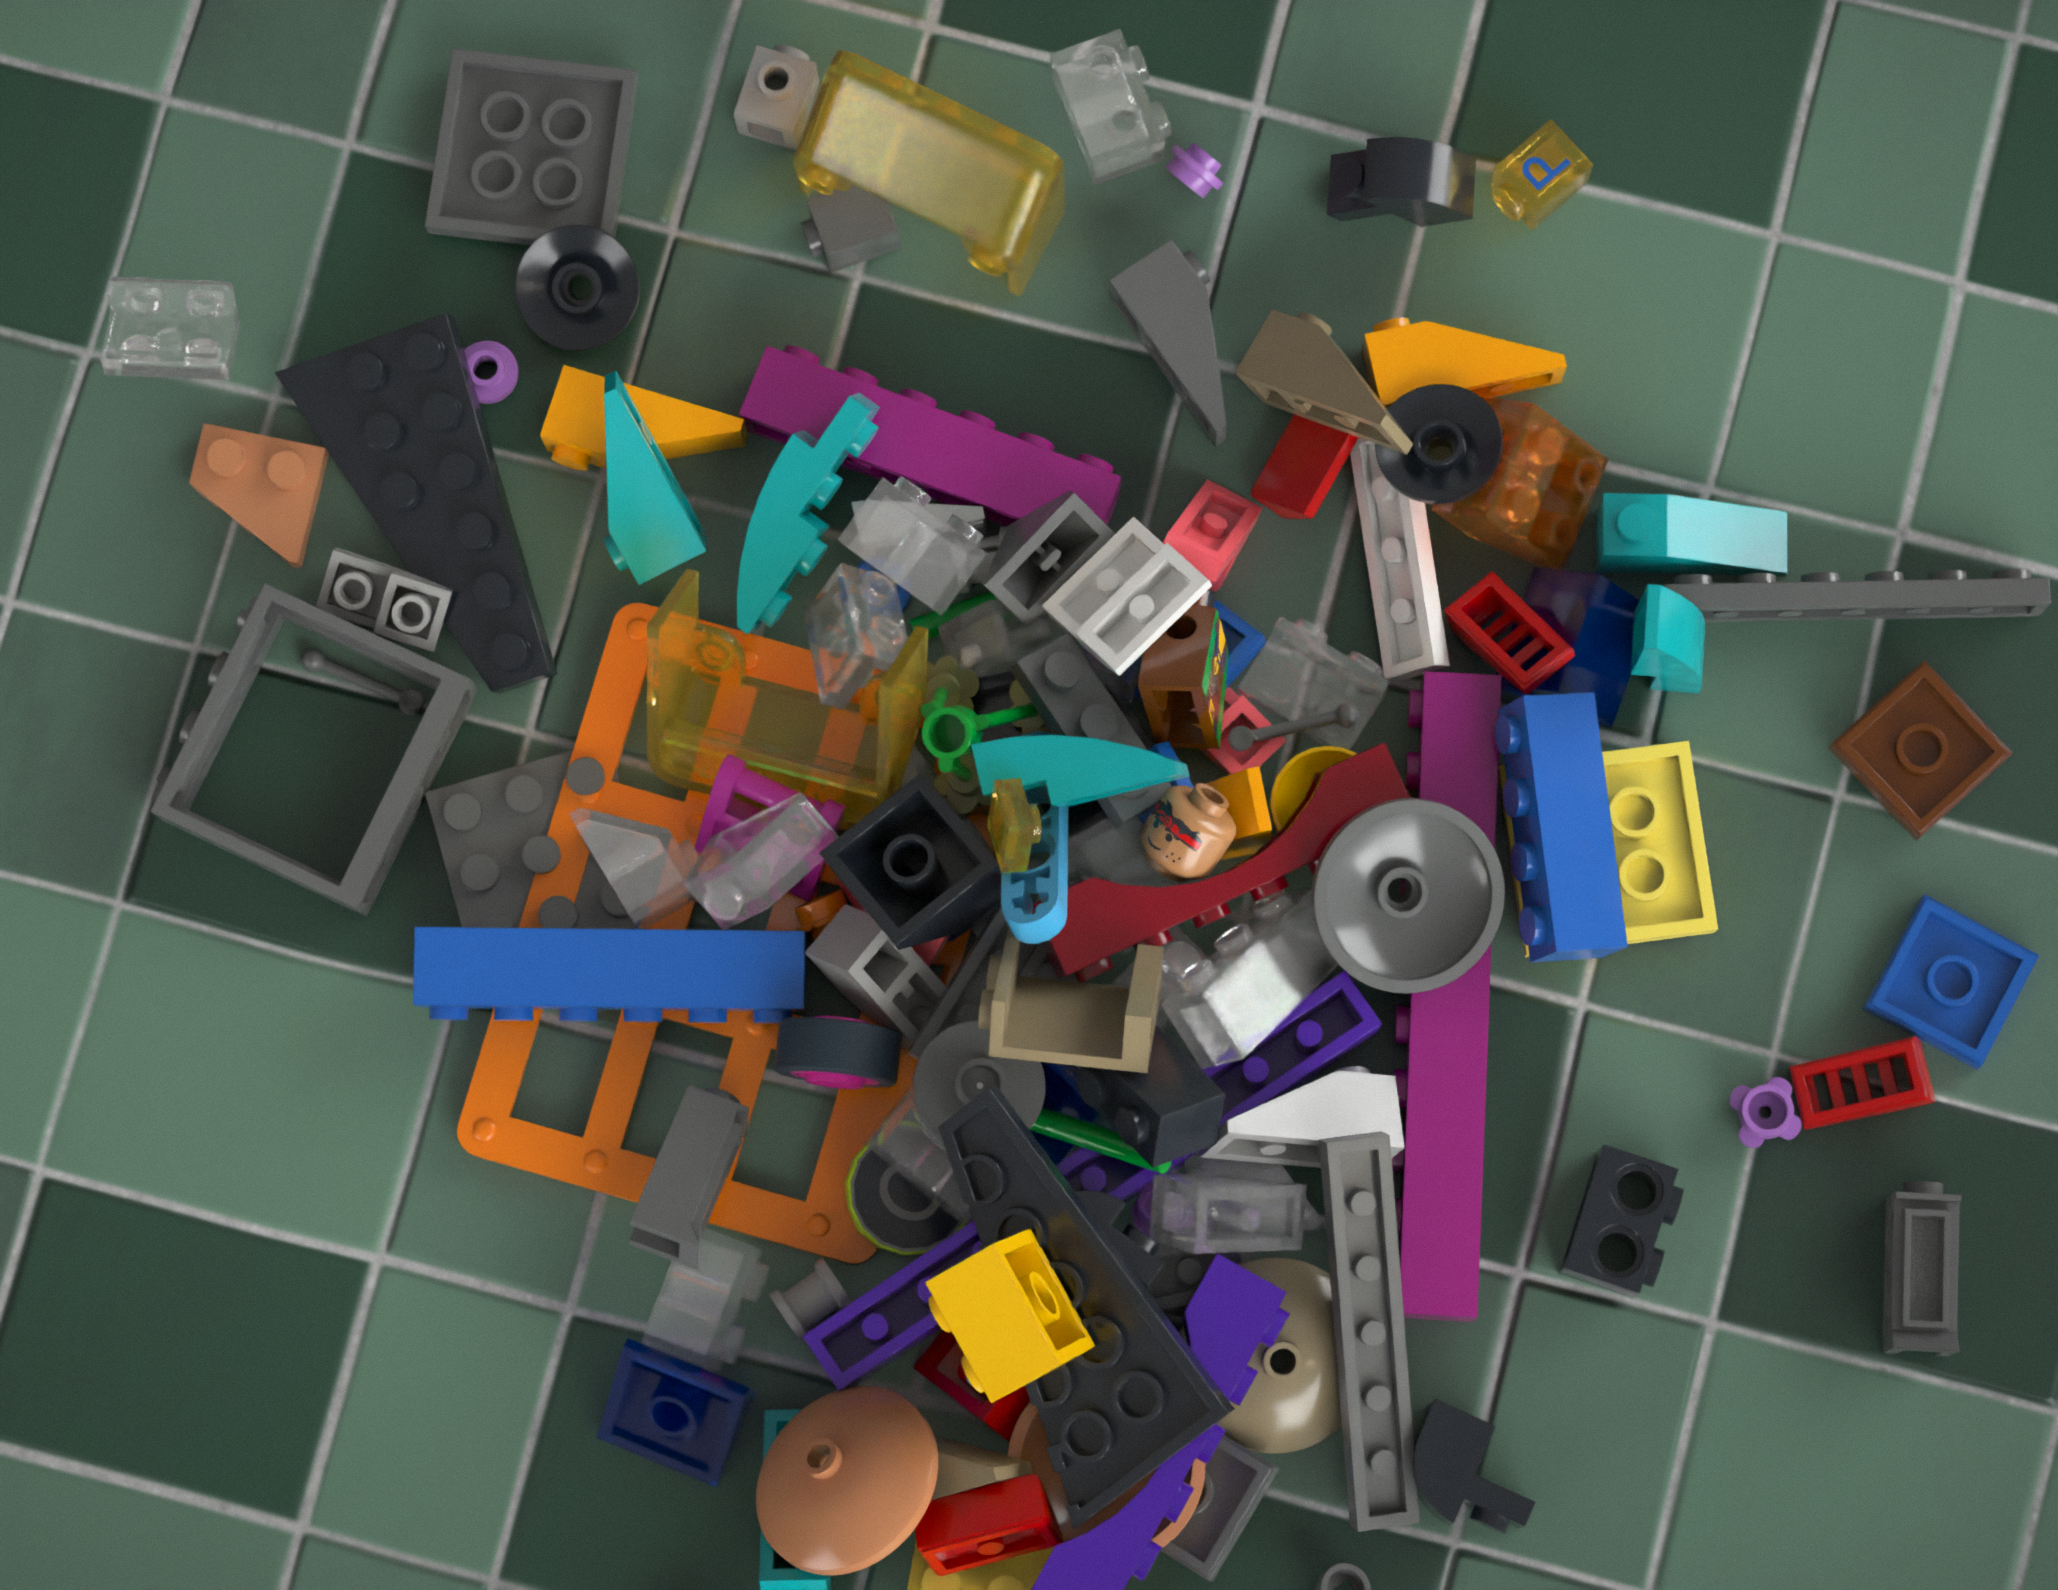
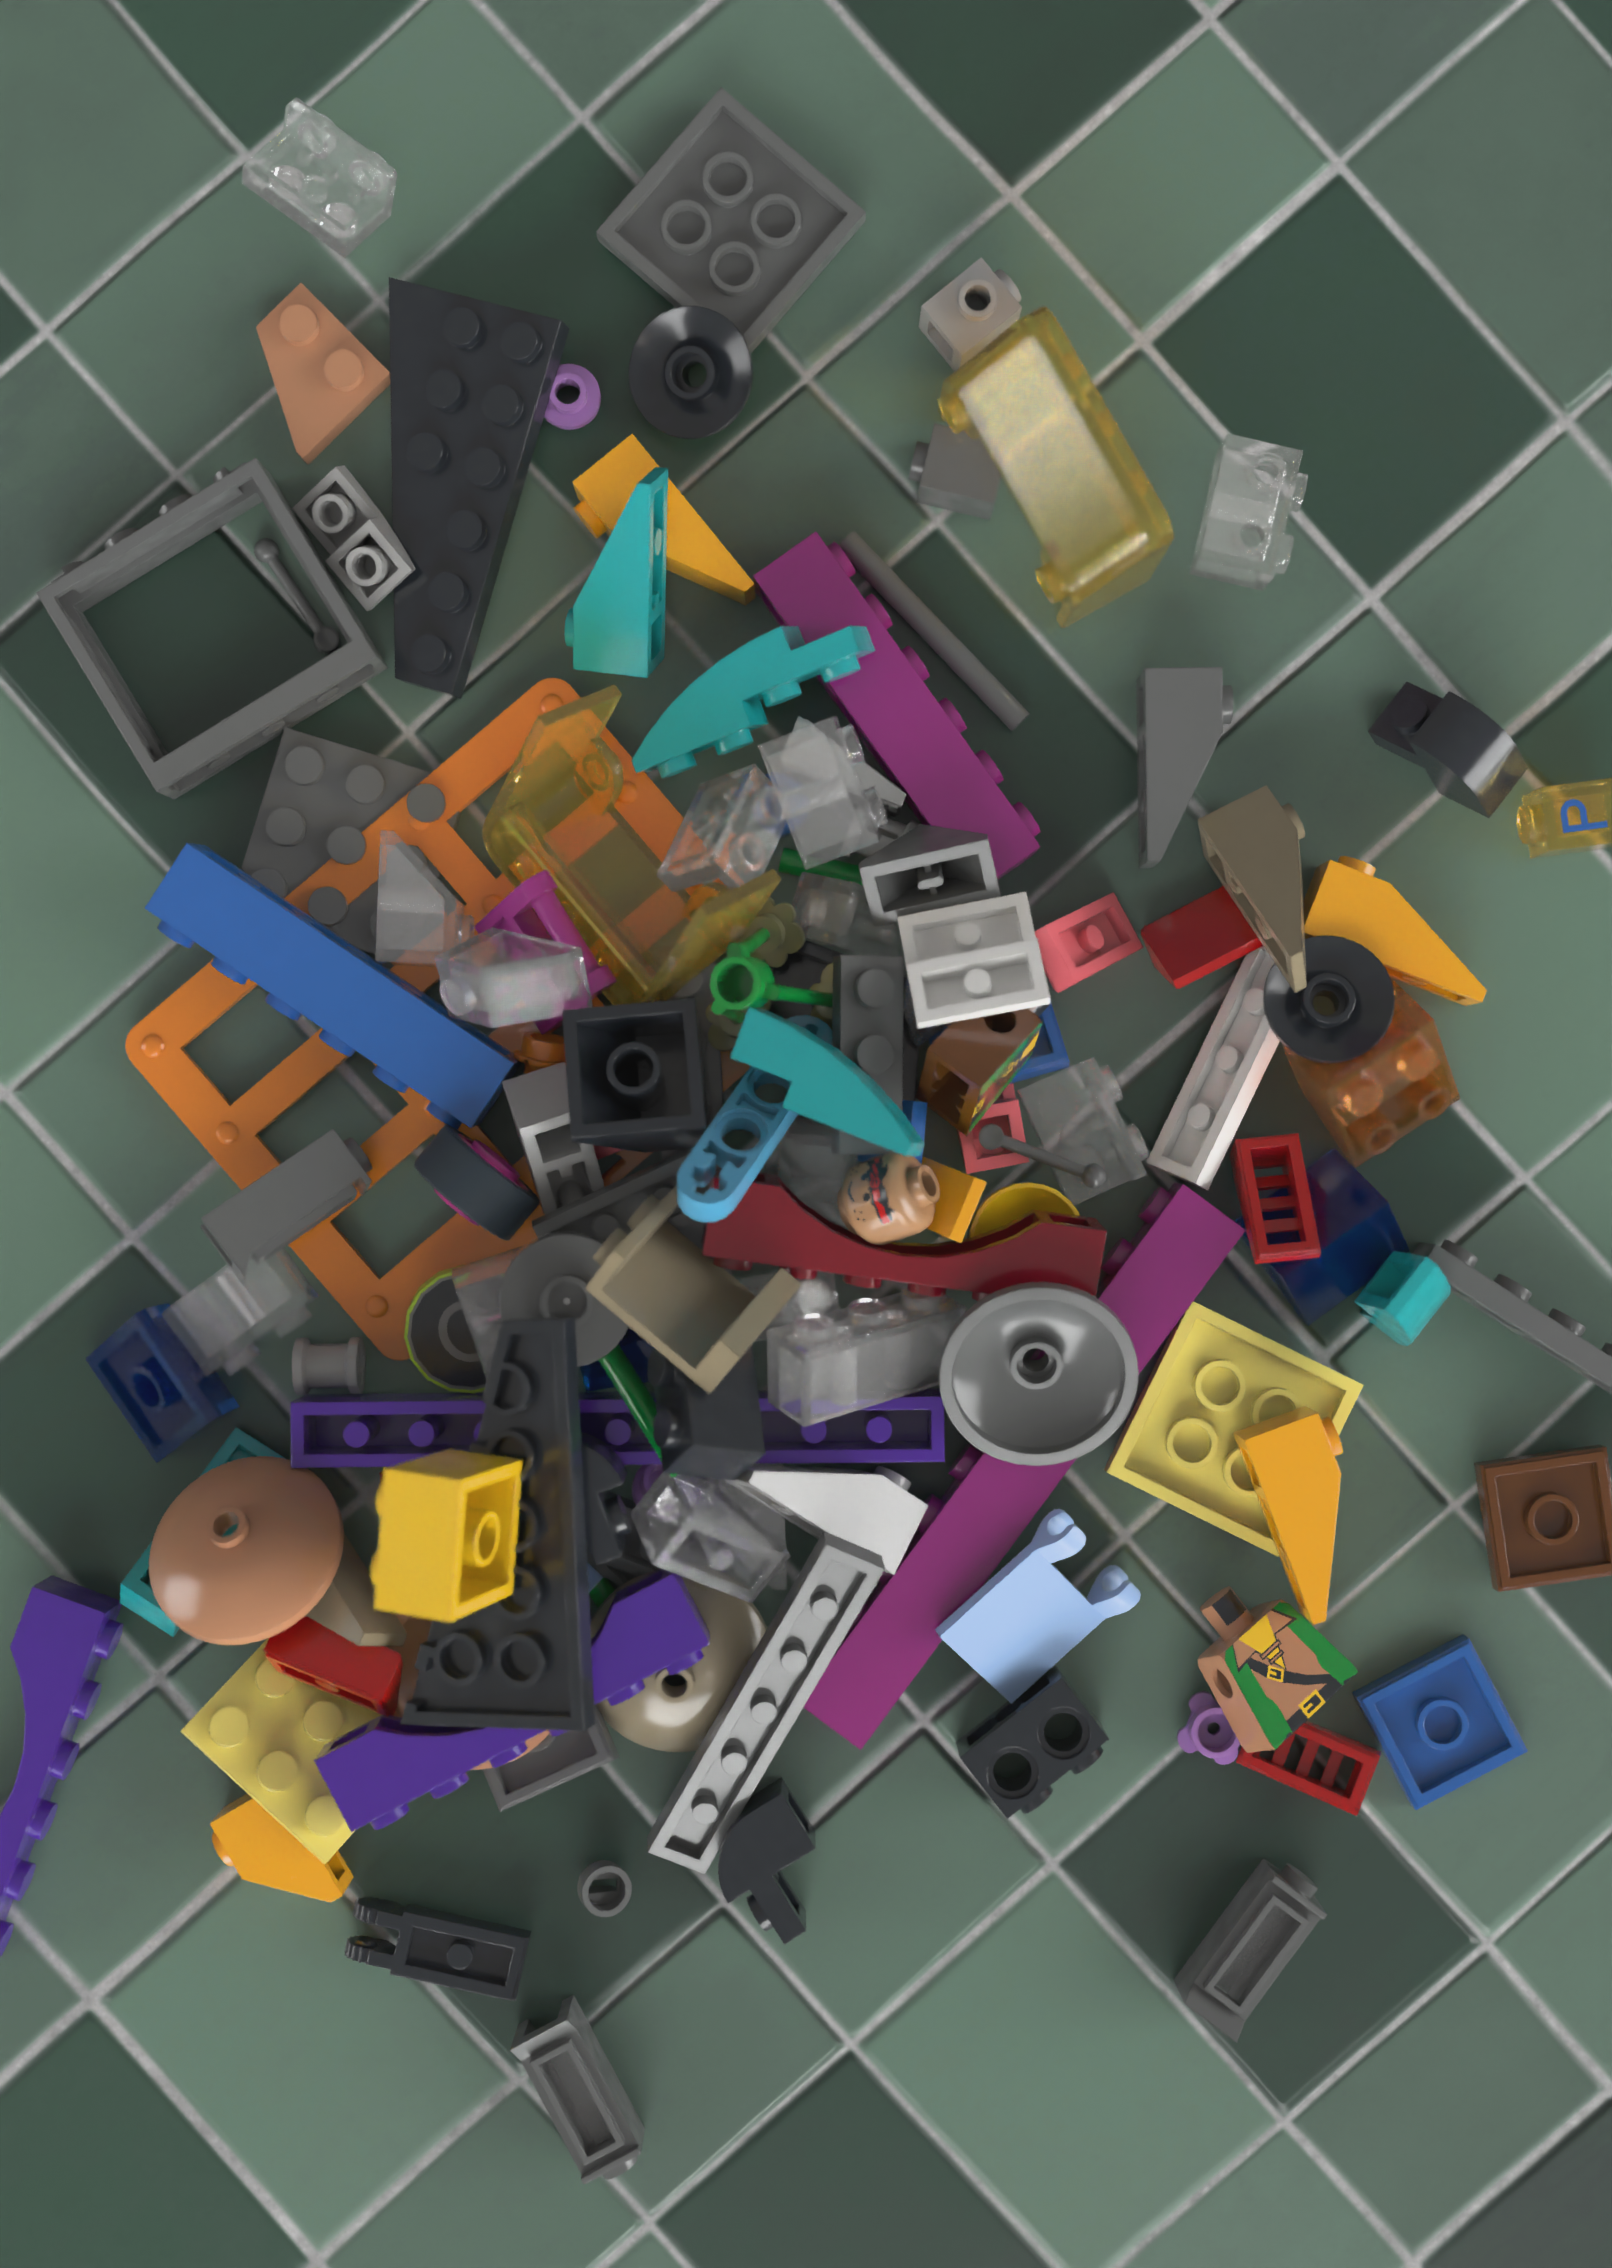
camera: 25 degrees right, 10 degrees up
(917, 366) = (933, 631): none -> dark grey bar
(1012, 825) = (737, 1102): clear yellow plate -> none
(1195, 169) = (1283, 617): medium lavender plate -> none
(1542, 1113) = (1032, 1612): none -> light blue flag
(1561, 827) = (1207, 1396): blue brick -> none
(1688, 536) = (1481, 1210): slope -> none
(1689, 858) = (1298, 1492): none -> light orange slope
(1770, 1024) = (1268, 1668): none -> torso

